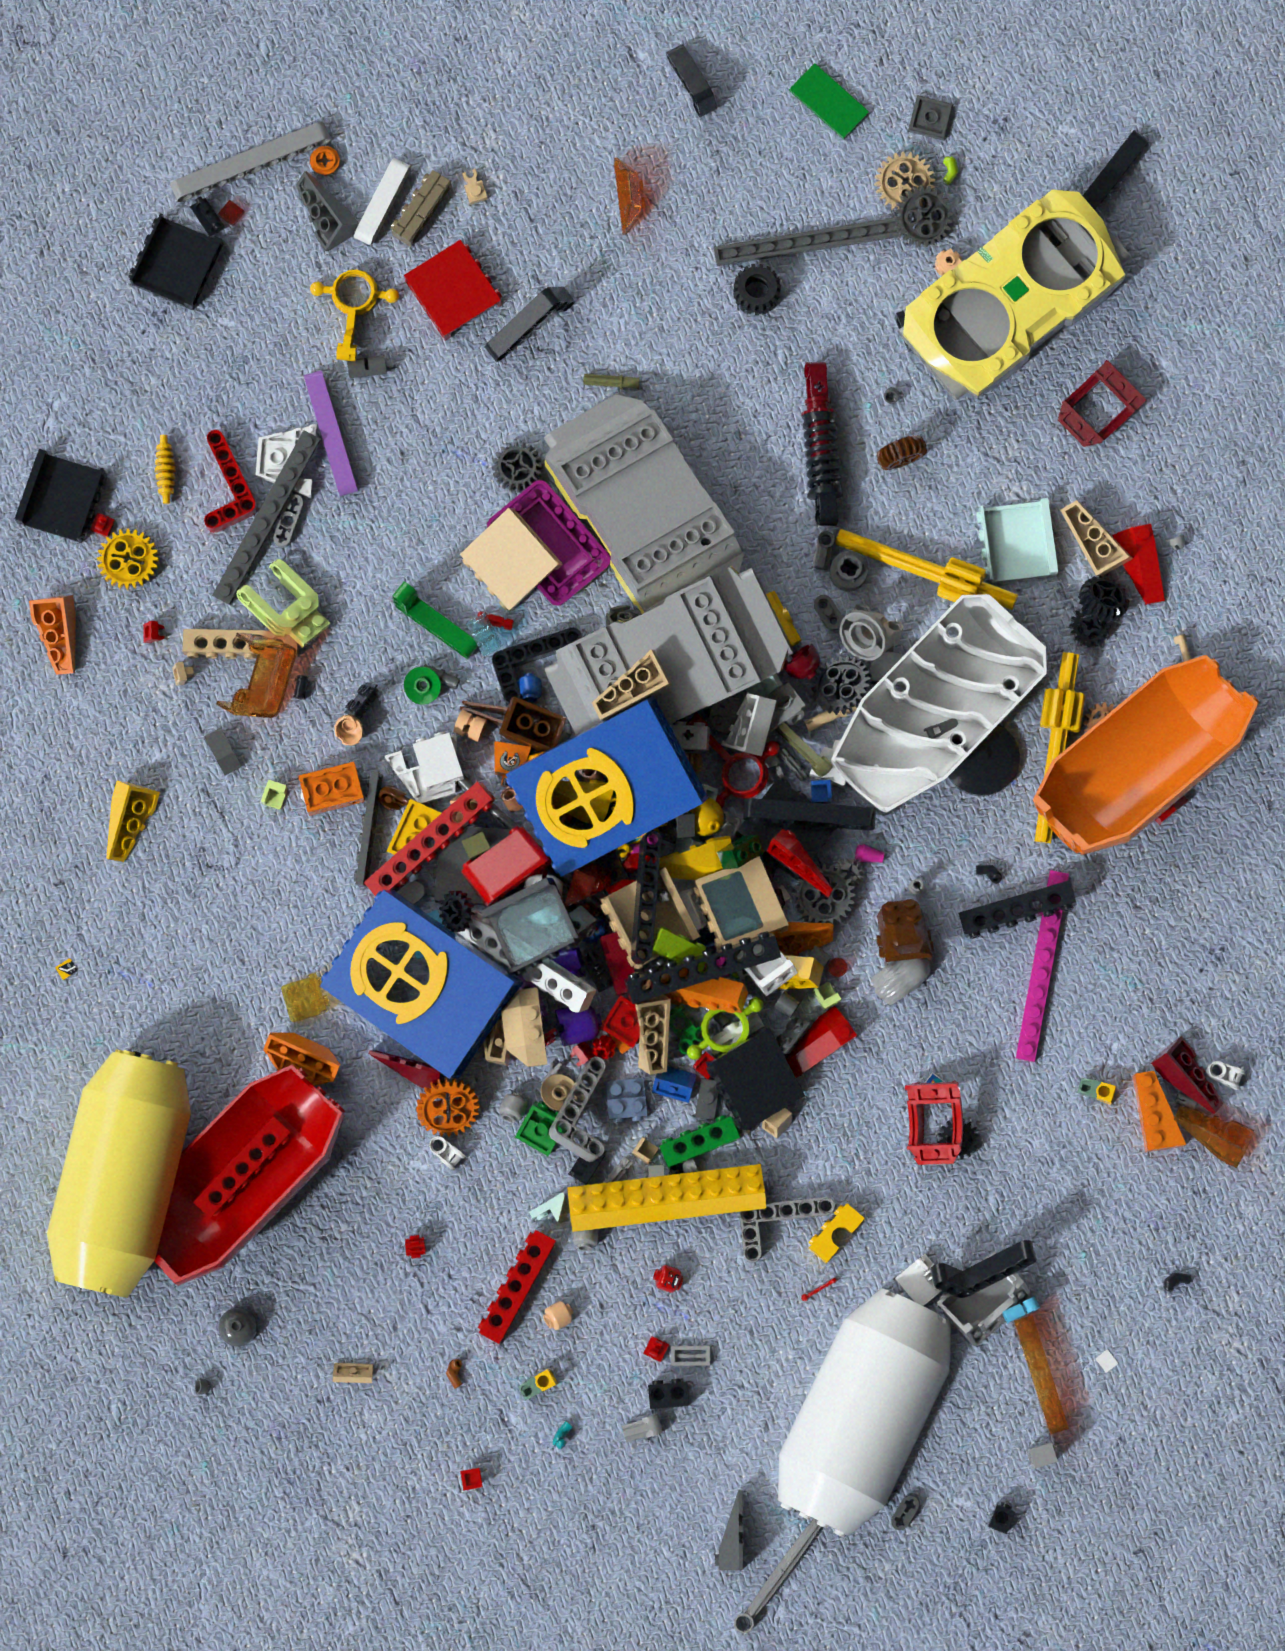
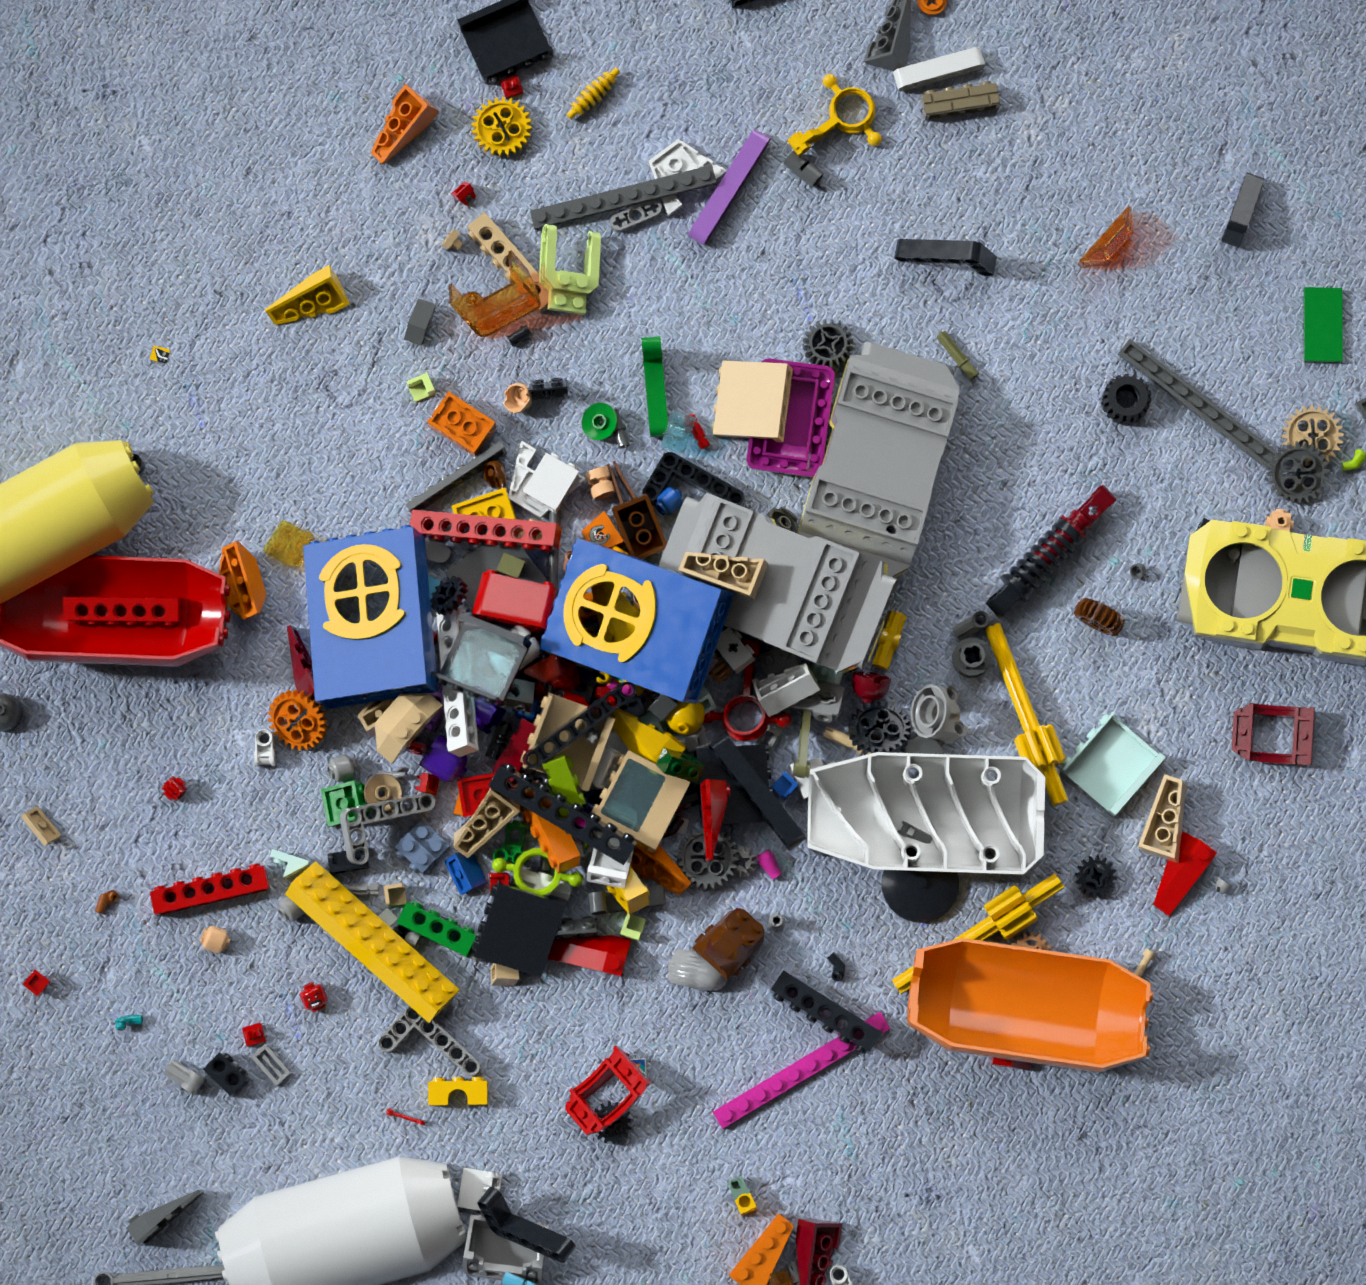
camera: 50 degrees right, 0 degrees up
(233, 482) = (627, 150): red beam -> none
(452, 288) = (920, 177): red panel -> none
(474, 189) = (1011, 128): tan plate -> none
(538, 1384) = (151, 970): leg -> none
(604, 1047) = (445, 795): red gear -> none
(707, 1100) = (473, 908): dark grey tile -> none
(793, 764) = (787, 746): dark grey axle -> none
(828, 613) = (927, 671): dark grey plate -> none
(837, 967) = (662, 916): clear red plate -> none
(1103, 599) = (1125, 868): black gear -> none

